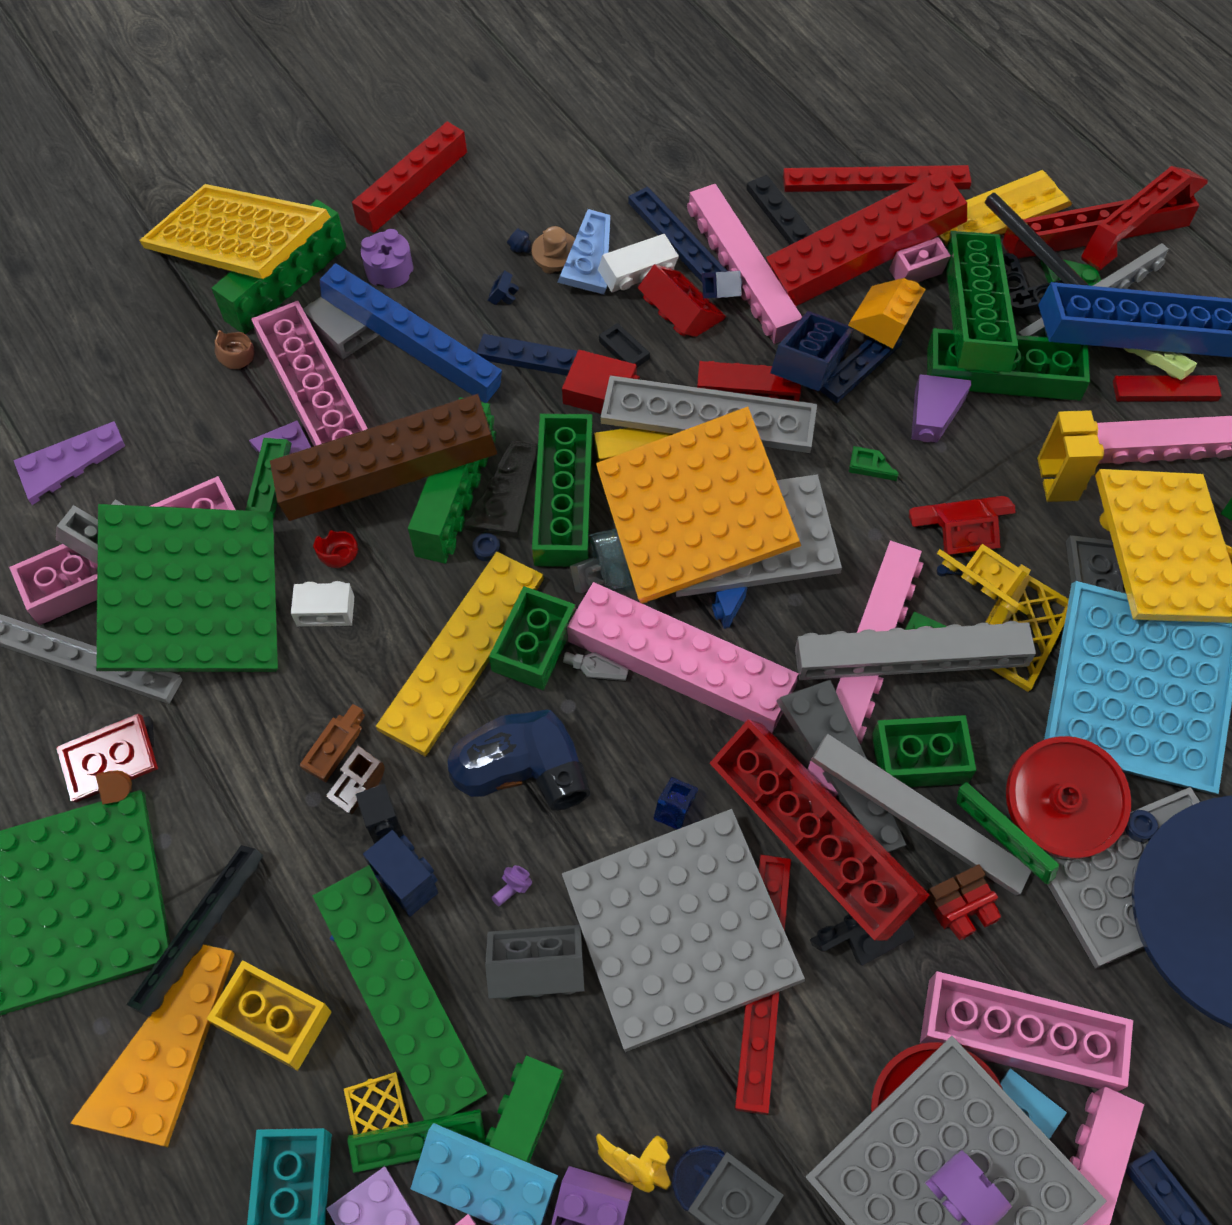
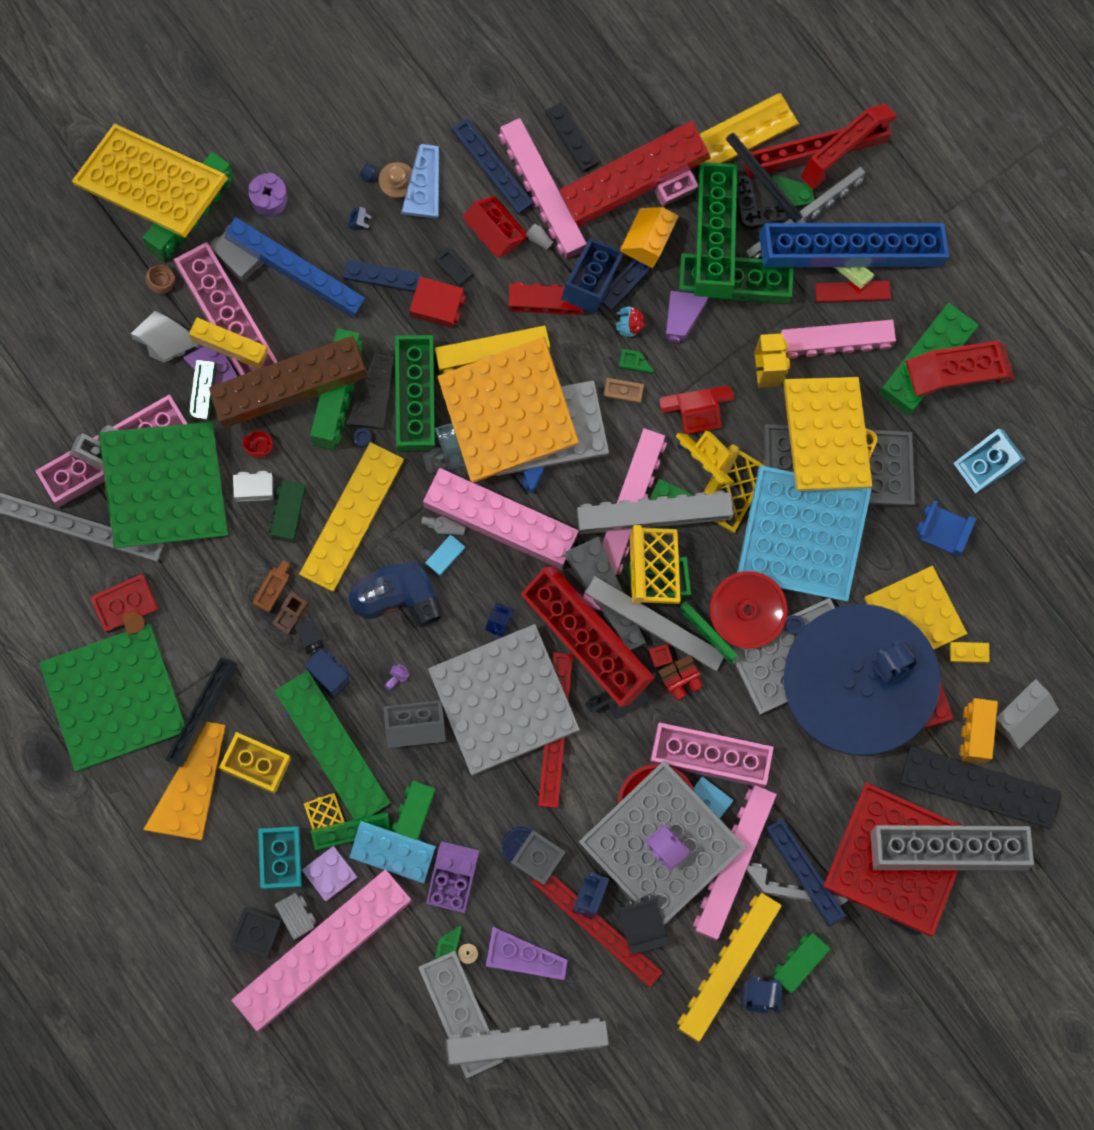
camera: 10 degrees left, 15 degrees up
(56, 463) = (46, 379): medium lavender wing -> none
(226, 414) = (163, 337): none -> light grey slope
(305, 409) = (228, 343): none -> yellow brick
(368, 638) = (287, 511): none -> dark green brick
(409, 177) = (278, 113): red brick -> none
(532, 638) = (400, 508): green brick -> none
(596, 708) = (445, 555): none -> medium azure tile
(632, 263) = (462, 195): white brick -> none
(637, 1171) = (481, 842): yellow hair -> none
(679, 407) = (509, 329): light grey plate -> none
(721, 284) = (525, 214): brick -> none
(737, 313) = (538, 235): none -> light grey cone
(857, 497) = (623, 390): none -> medium nougat plate
(865, 410) = (631, 321): none -> piece
(868, 178) = (648, 101): red plate -> none
(893, 725) = (638, 562): none -> yellow fence
(930, 867) = (660, 656): none -> red plate

